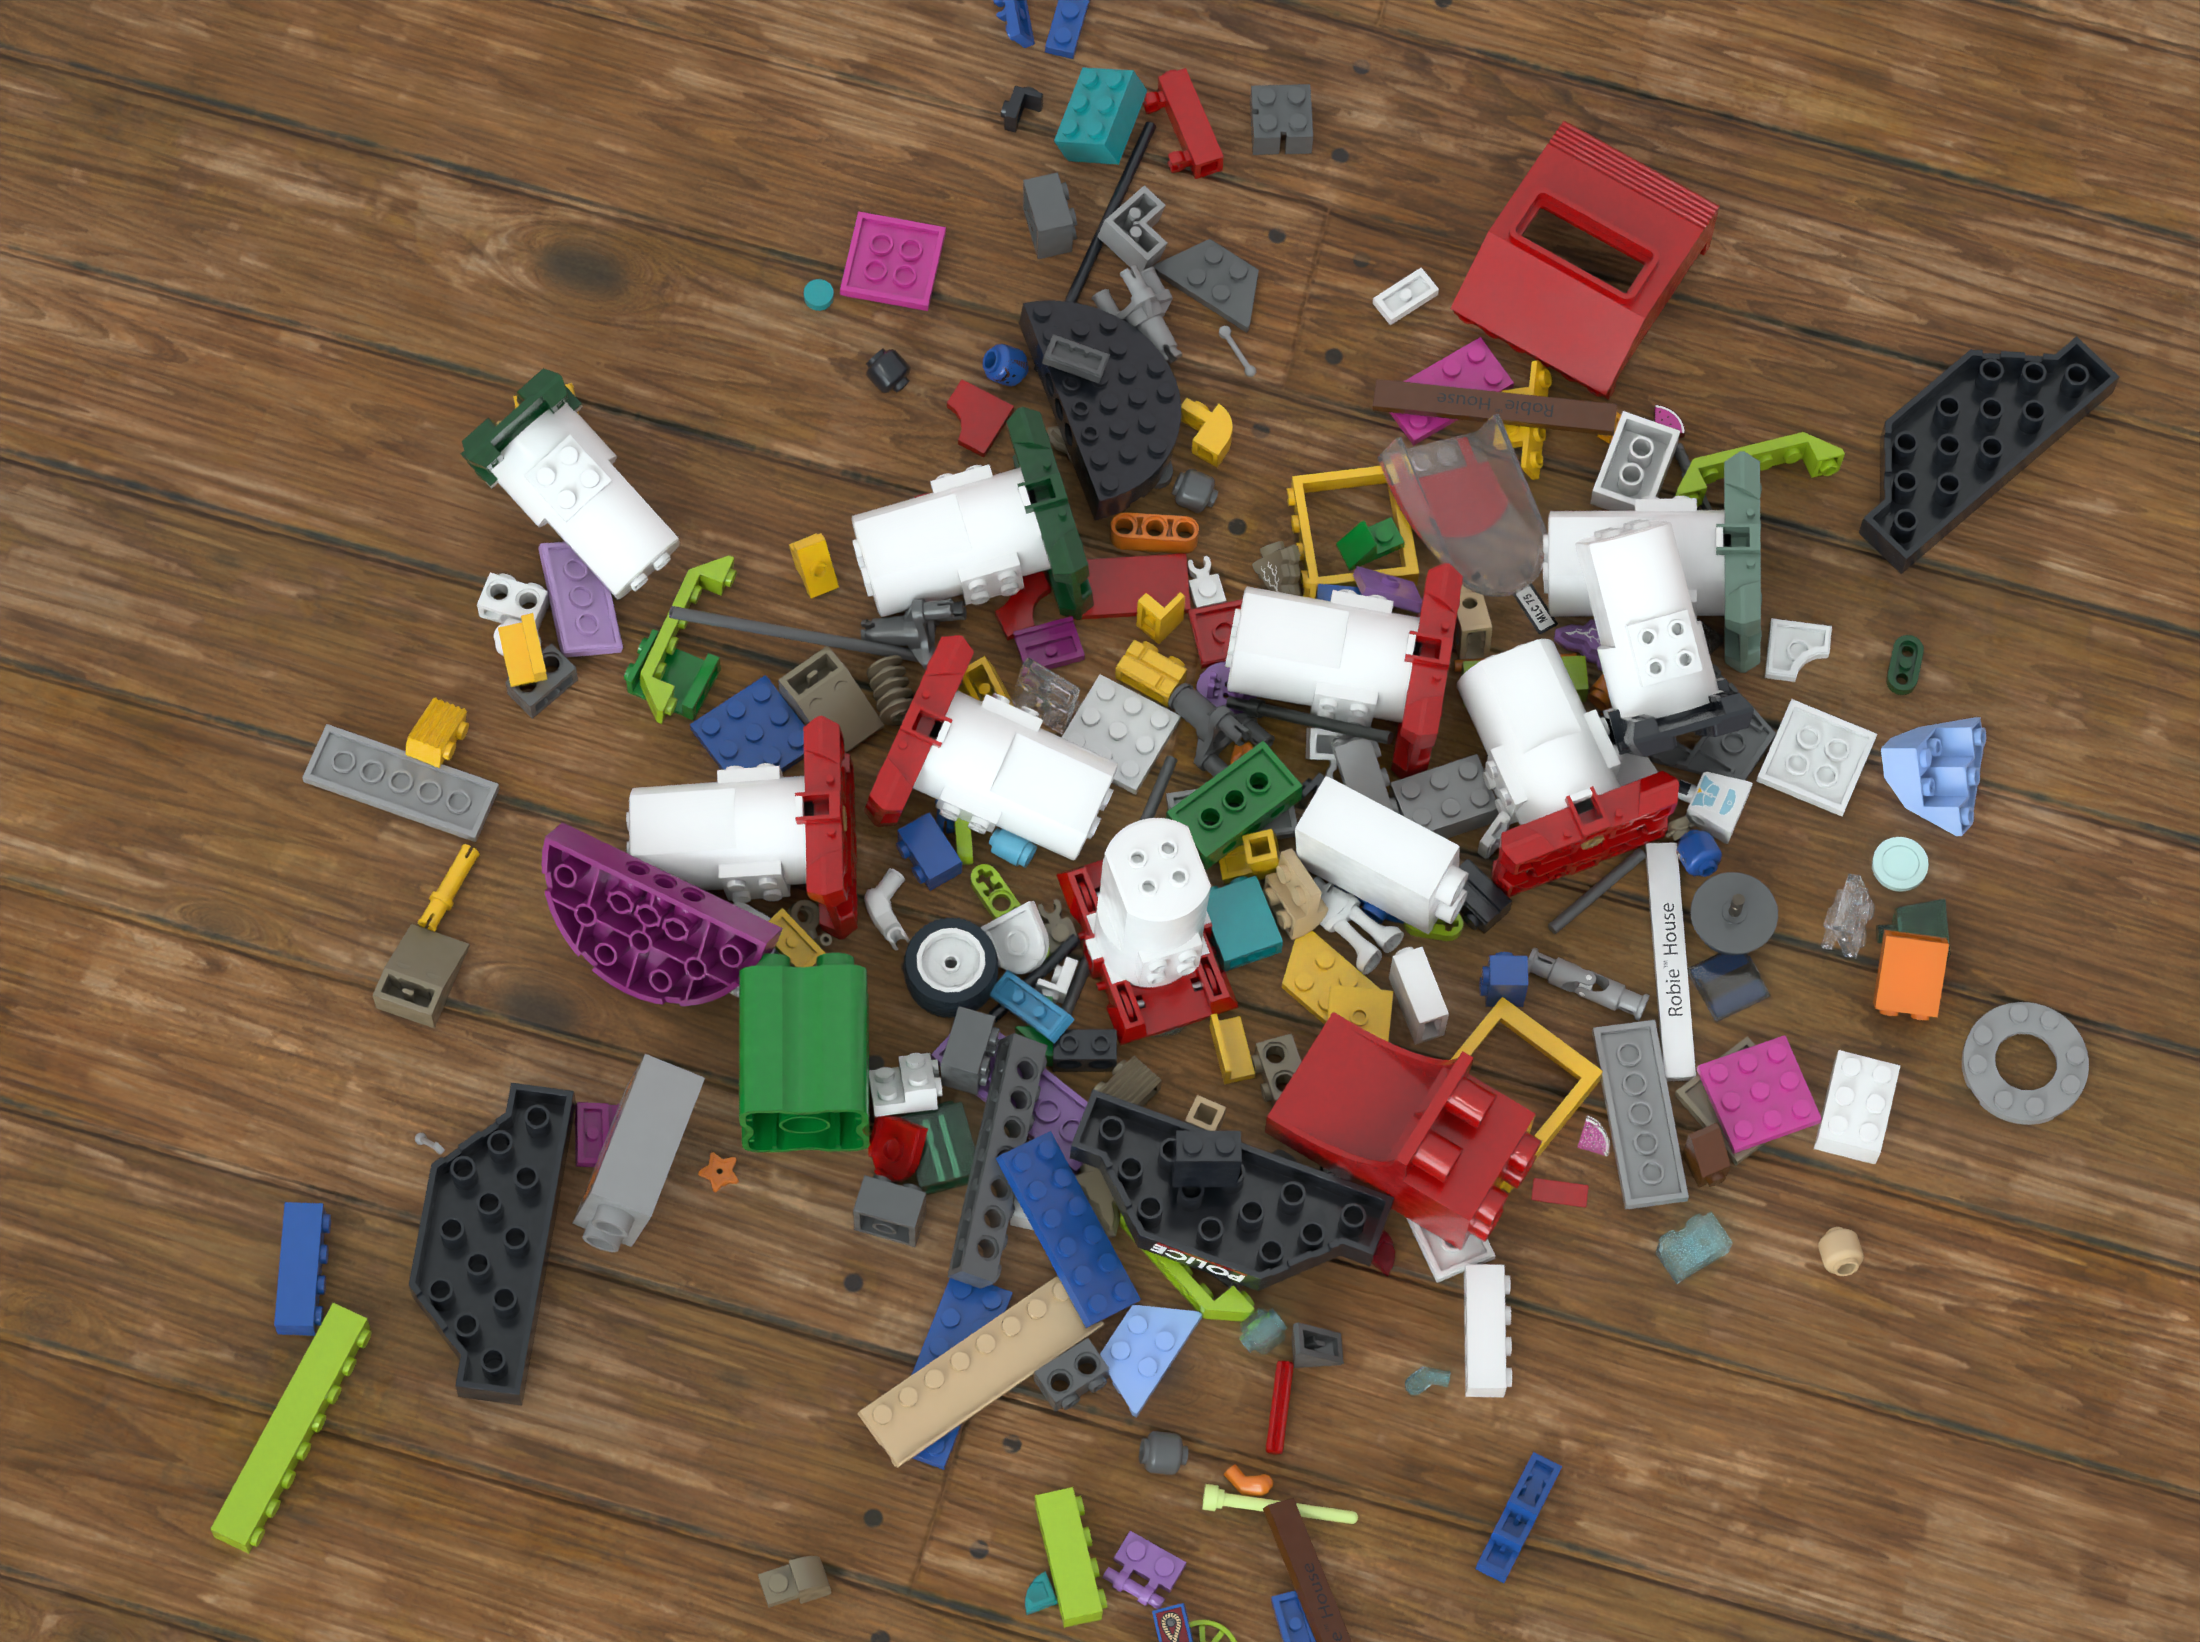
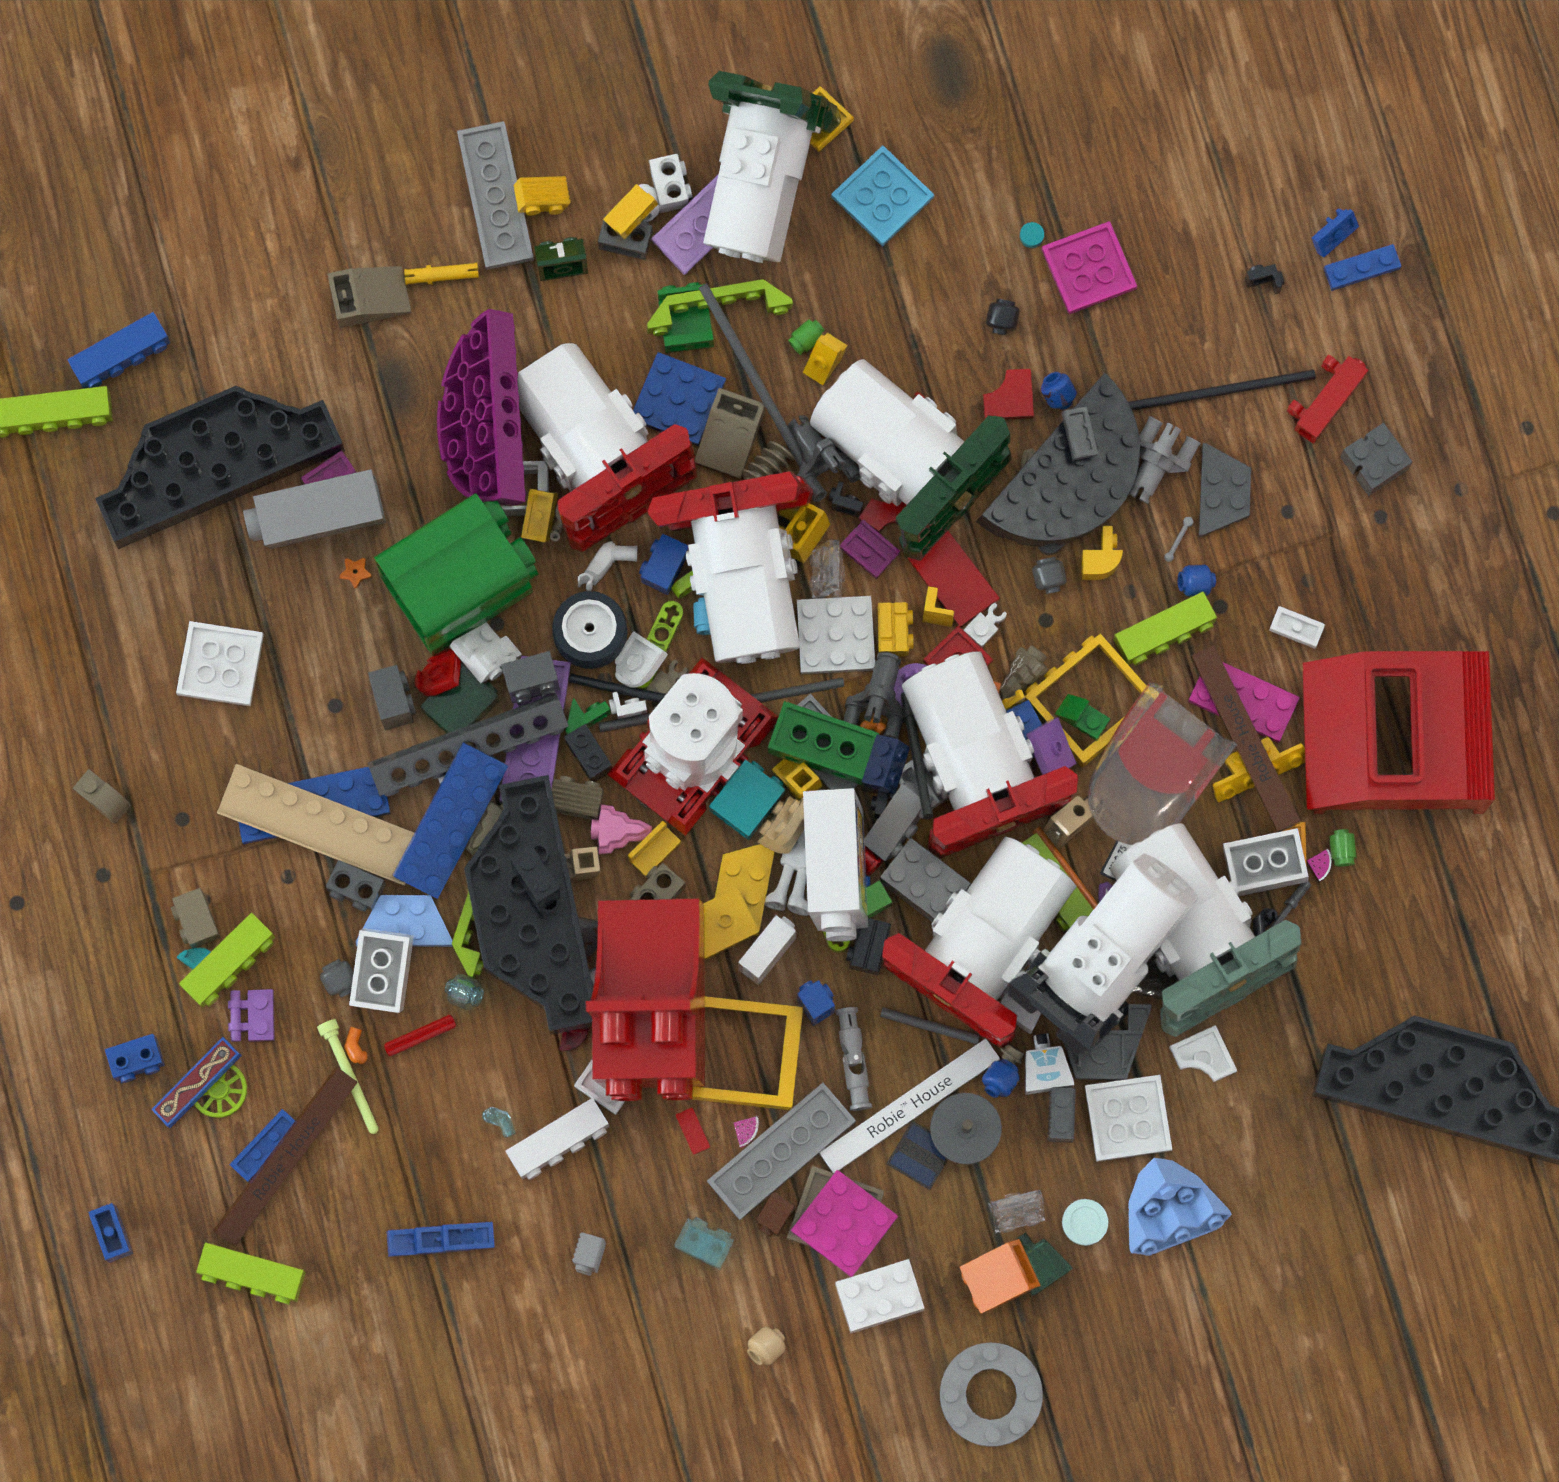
camera: 60 degrees right, 10 degrees up
(421, 1139) = (257, 370): light grey hinge -> none
(521, 755) = (561, 259): none -> dark green slope
(675, 408) = (882, 195): none -> medium azure plate
(727, 1372) = (220, 663): none -> white plate
(776, 570) = (806, 336): none -> bright green brick
(985, 638) = (848, 505): none -> black bracket
(997, 1565) = (195, 918): none -> dark tan brick
(1031, 1006) = (592, 699): dark azure tile -> none
(1048, 215) = (1189, 348): dark grey brick -> none
(1100, 115) = (1291, 335): teal brick -> none
(1130, 230) = (1214, 409): light grey brick -> none
(1142, 523) = (999, 555): orange beam -> none
(1185, 1072) = (616, 830): none -> bright pink rock
(1187, 1397) = (381, 970): none -> white brick
(1294, 358) = (1196, 579): none -> blue head
(1300, 755) = (885, 764): none -> dark blue brick
(1315, 1346) = (476, 1033): dark grey slope -> none
(1325, 415) = (1165, 628): none -> lime brick
(1491, 839) = (920, 932): white tile -> none
(1633, 1368) = (588, 1254): none -> light grey brick
(1664, 390) = (1342, 848): none -> bright green brick
(1774, 817) = (1061, 1115): none -> dark grey brick
(1817, 455) = (1362, 987): lime slope -> none
(1903, 666) = (1240, 1139): dark green plate -> none

